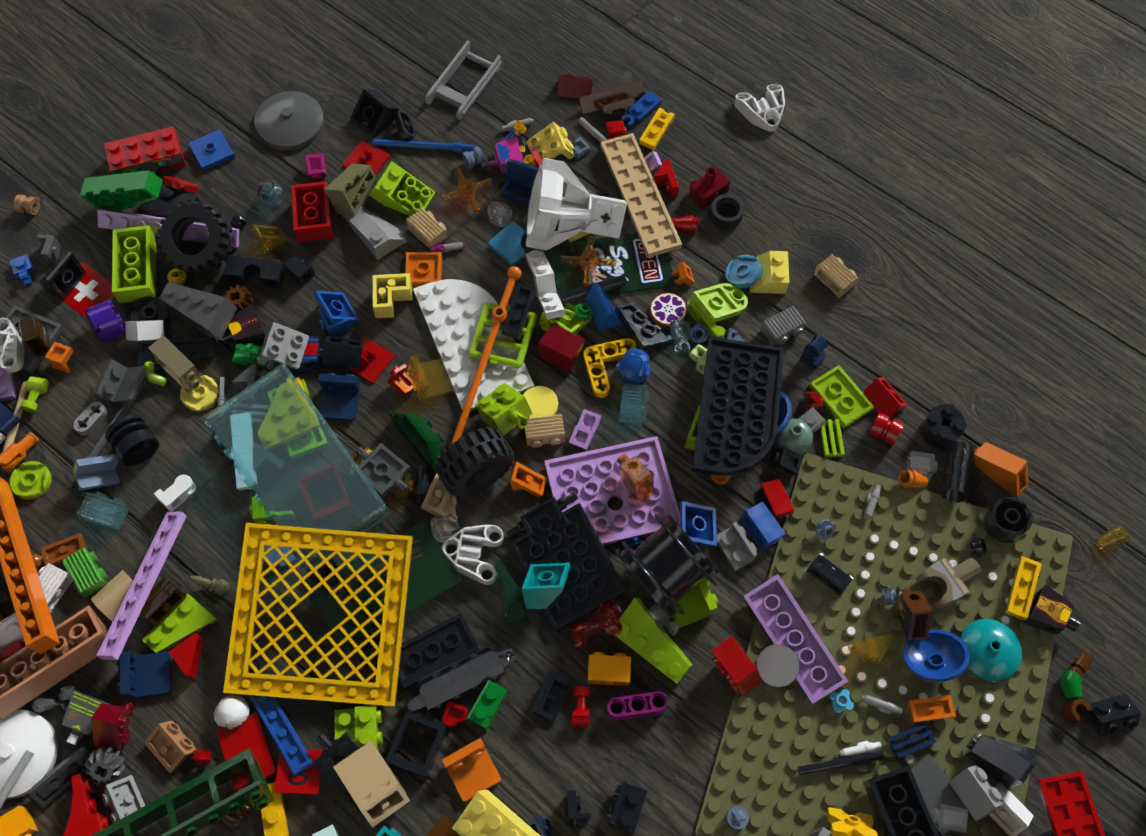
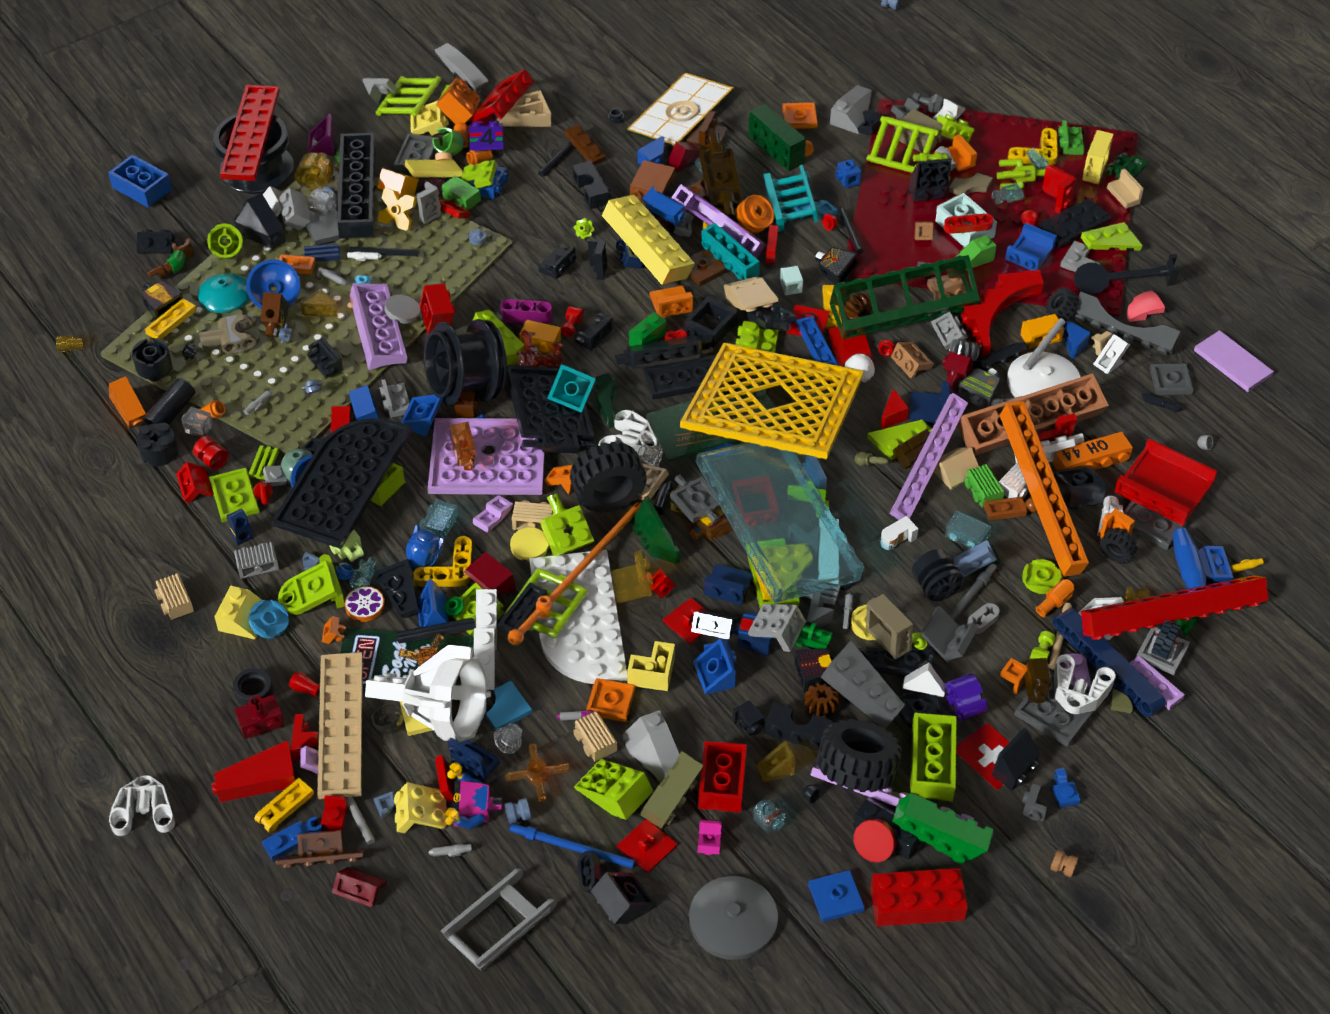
camera: 165 degrees left, 15 degrees down
(688, 143) = (256, 775): none -> red slope
(1028, 711) = (224, 241): none -> lime cylinder

